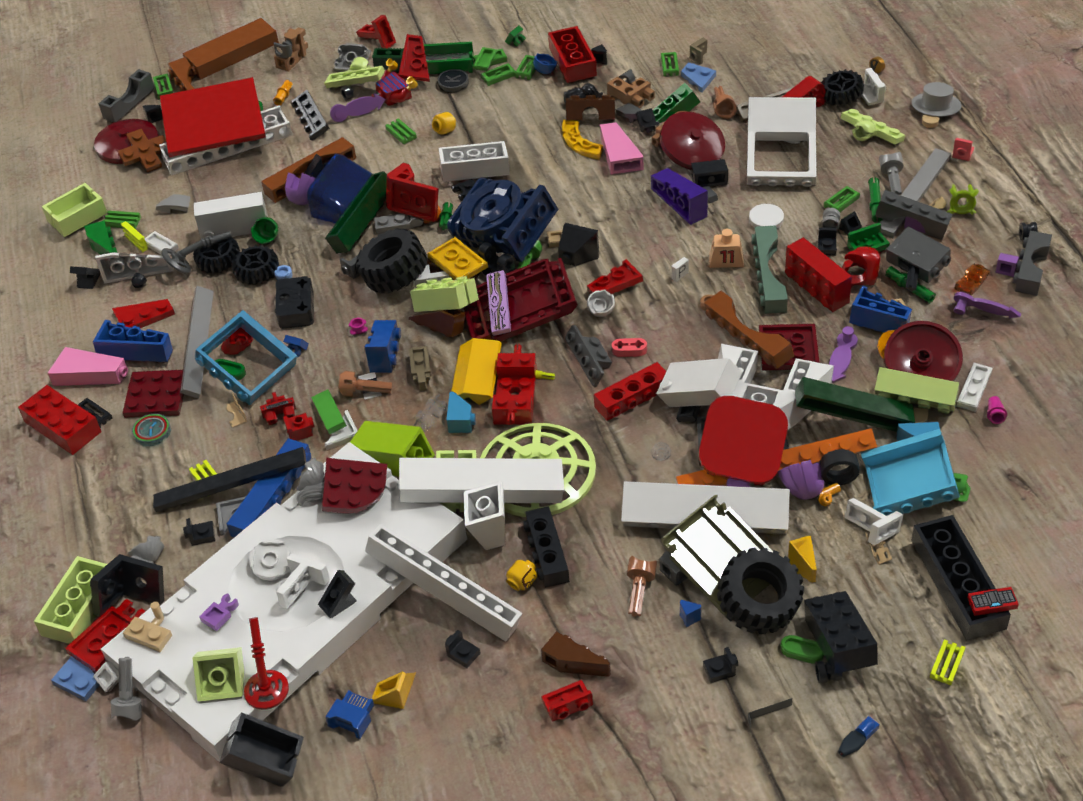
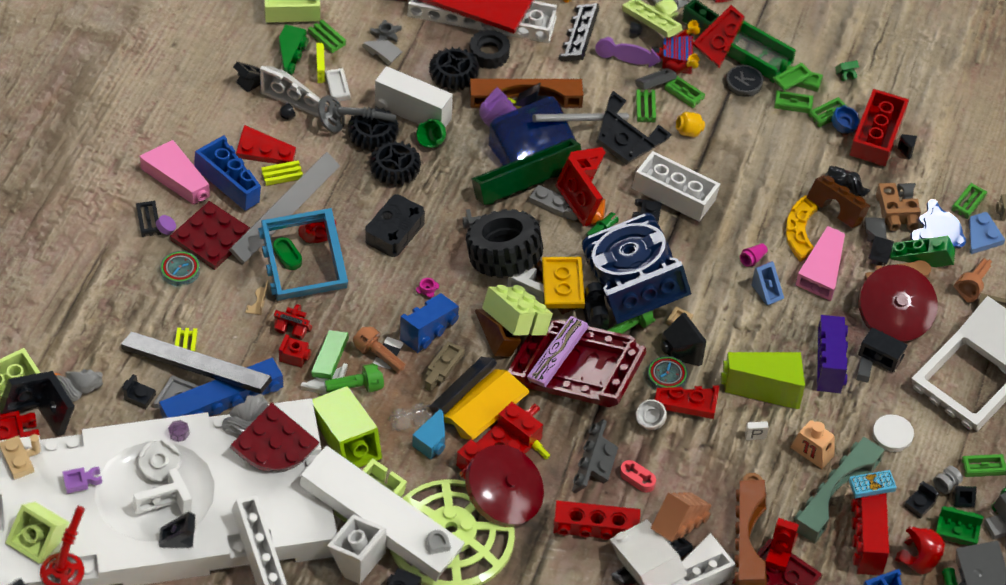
camera: 30 degrees right, 5 degrees up
(60, 419) = (116, 207): red brick -> none
(112, 407) = (166, 224): none -> medium lavender tile
(165, 190) = (386, 31): none -> dark grey animal
(172, 321) = (280, 171): none -> neon yellow tile
(240, 182) = (453, 68): none -> black gear
(252, 151) = (490, 37): none -> black tyre
(266, 528) = (178, 430): none -> clear purple tile
(283, 272) = (413, 188): light blue tile -> none
(295, 343) = (360, 268): blue tile -> none
(372, 409) = (370, 378): none -> bright green piece
(384, 149) = (573, 117): none -> light grey bar
(392, 111) = (655, 78): none -> dark grey tile
(401, 153) = (624, 139): none -> black wing
(418, 109) = (682, 93): none -> bright green tile
(448, 368) = (463, 384): none -> black tile
(543, 470) = (437, 542): none -> light grey tile
(547, 408) = (504, 485): none -> dark red dish
(566, 172) = (751, 255): none -> dark pink cone
(582, 274) = (667, 372): none -> tile
(594, 182) = (767, 283): none -> medium blue slope
(655, 232) = (765, 377): none -> lime slope
(667, 83) = (939, 223): none -> tile
(694, 341) = (680, 515): none -> nougat wedge
(774, 316) = (782, 544): none -> red bracket
(798, 242) = (872, 484): none -> medium azure tile

